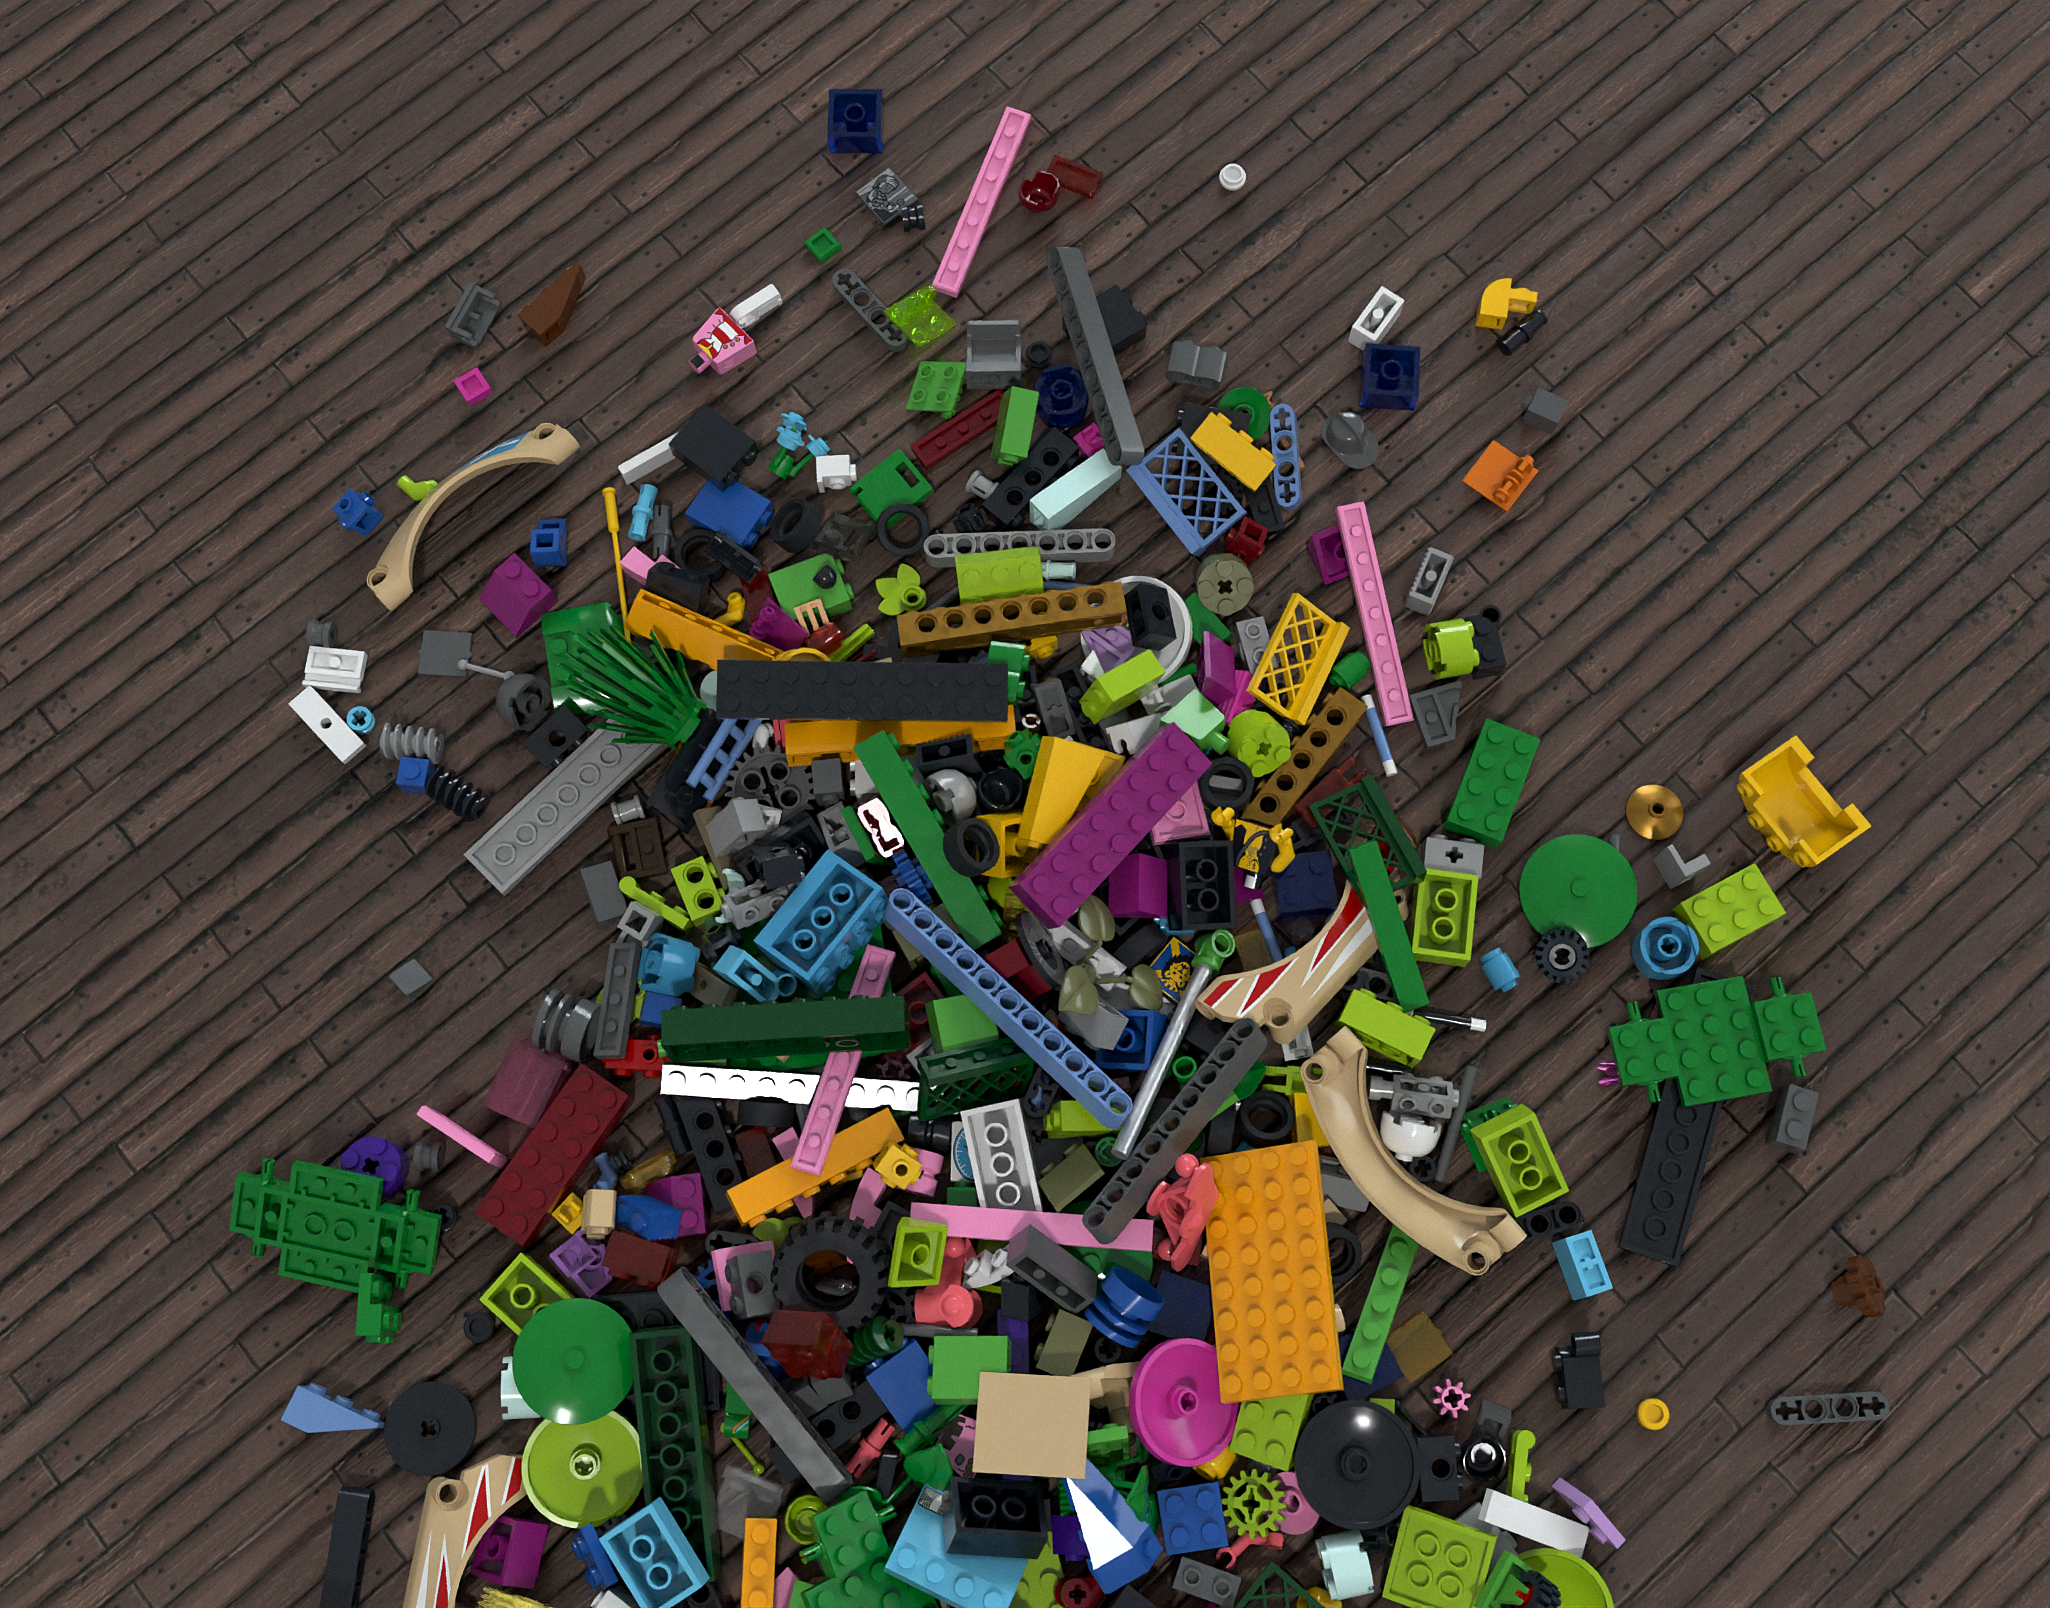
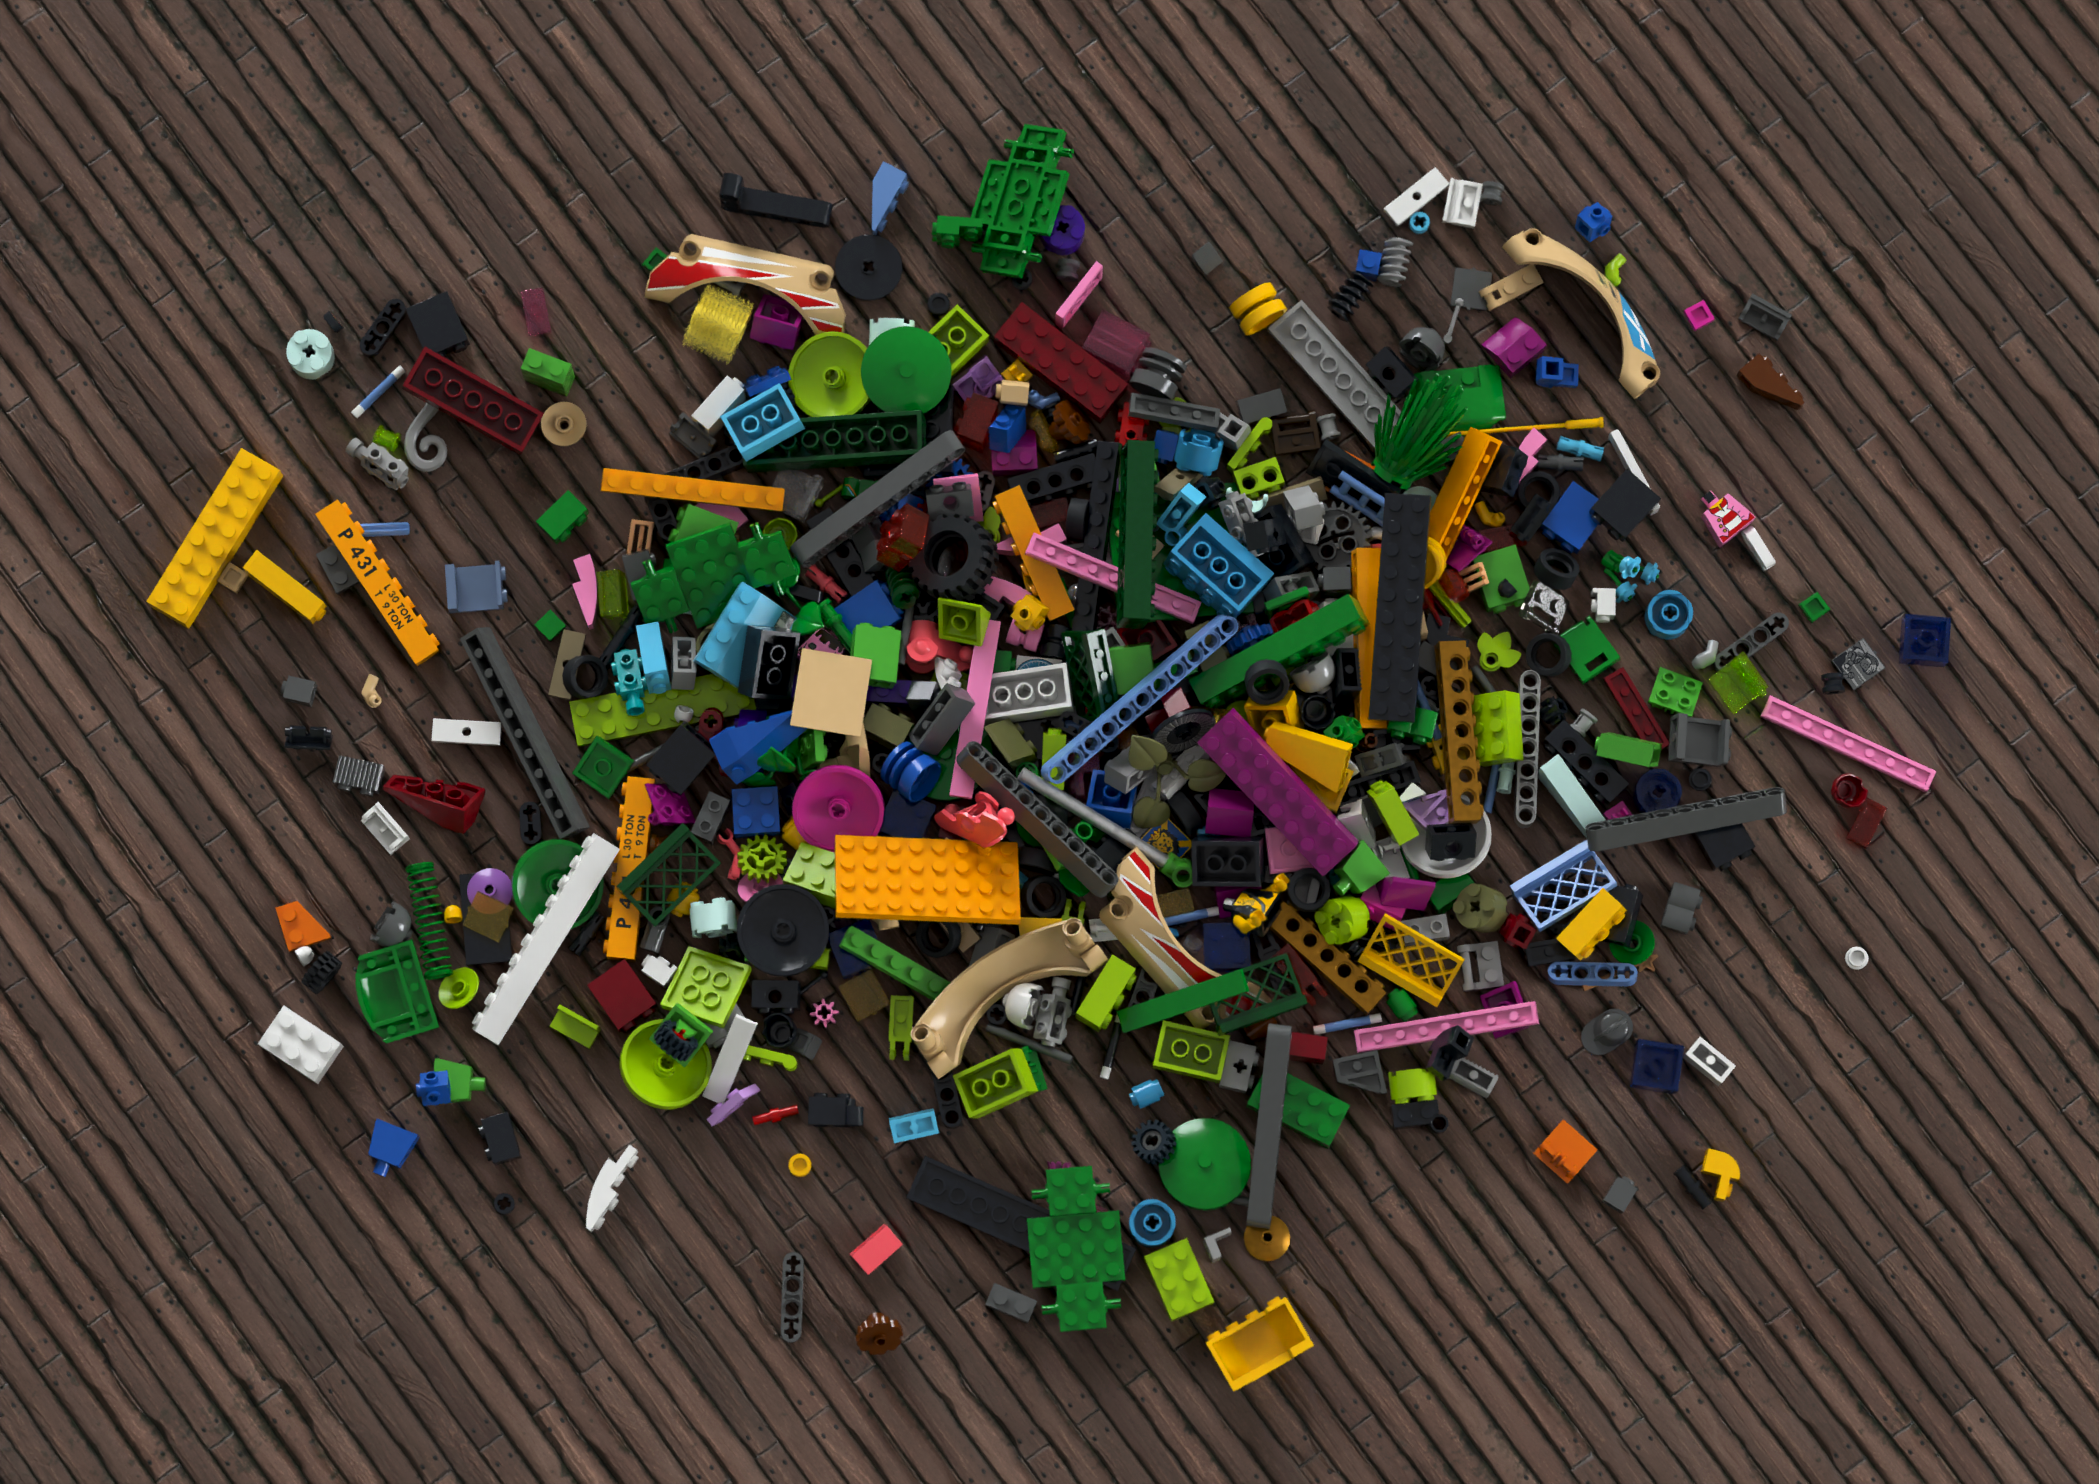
camera: 90 degrees right, 5 degrees up
(441, 604) = (1511, 287): none -> tan plate
(472, 907) = (1258, 308): none -> yellow wheel
(637, 1137) = (1069, 423): none -> reddish brown plant
(845, 411) = (1677, 605): none -> dark azure brick
(892, 356) = (1707, 657): none -> light grey arm
(1288, 577) = (1488, 966): none -> light grey plate
(1404, 608) = (1446, 1049): none -> black brick
(1421, 787) = (1307, 1048): none -> dark red brick
(1450, 1294) = (900, 1024): none -> lime hinge
(1528, 809) = (1269, 1126): none -> dark grey beam
(1592, 1453) = (775, 1114): none -> red bar
(1749, 1301) = (876, 1249): none -> coral hinge

